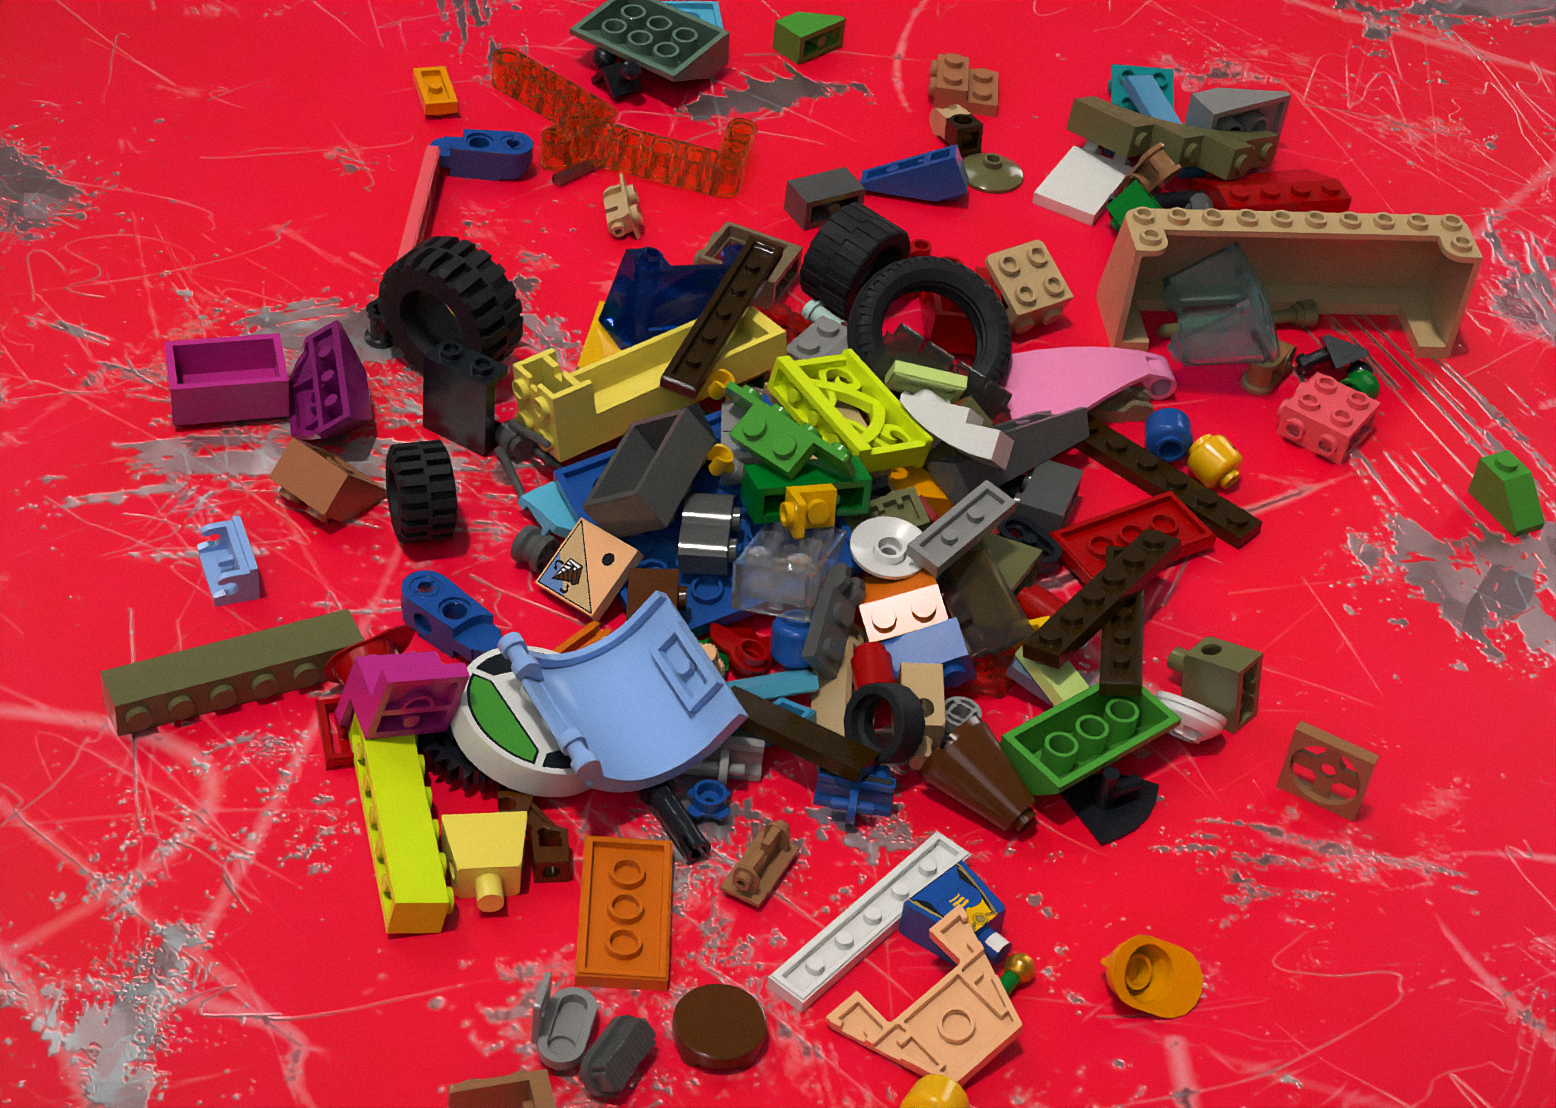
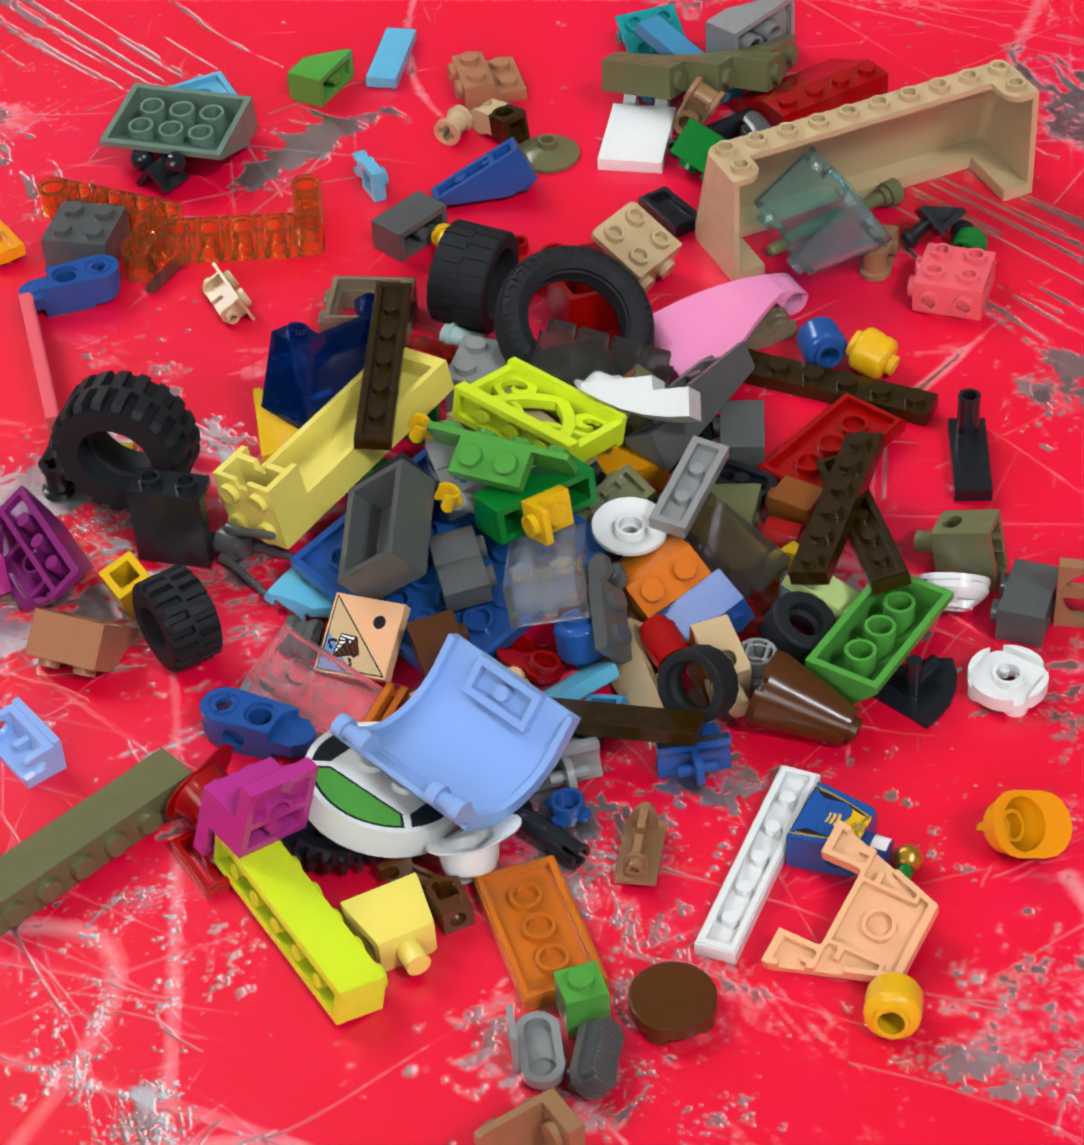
camera: 10 degrees left, 0 degrees up
(388, 432) = (120, 578): none -> yellow brick
(517, 107) = (84, 231): none -> dark grey brick
(519, 593) = (311, 679): none -> clear slope
(594, 811) = (473, 852): none -> white piece
(630, 987) = (580, 995): none -> bright green brick
(811, 141) = (373, 176): none -> medium azure plate
(883, 39) = (391, 58): none -> medium azure tile
(915, 378) = (581, 364): yellowish green tile -> none
(916, 116) = (450, 128): none -> tan bush
(1020, 684) = (798, 611): none -> black tyre
(1066, 575) = (792, 500): none -> dark orange brick
(1080, 263) = (669, 211): none -> black tile
(1198, 842) = (1005, 696): none -> white plate
(1253, 756) = (1025, 603): none -> dark grey brick
(1268, 586) = (969, 450): none -> black piece

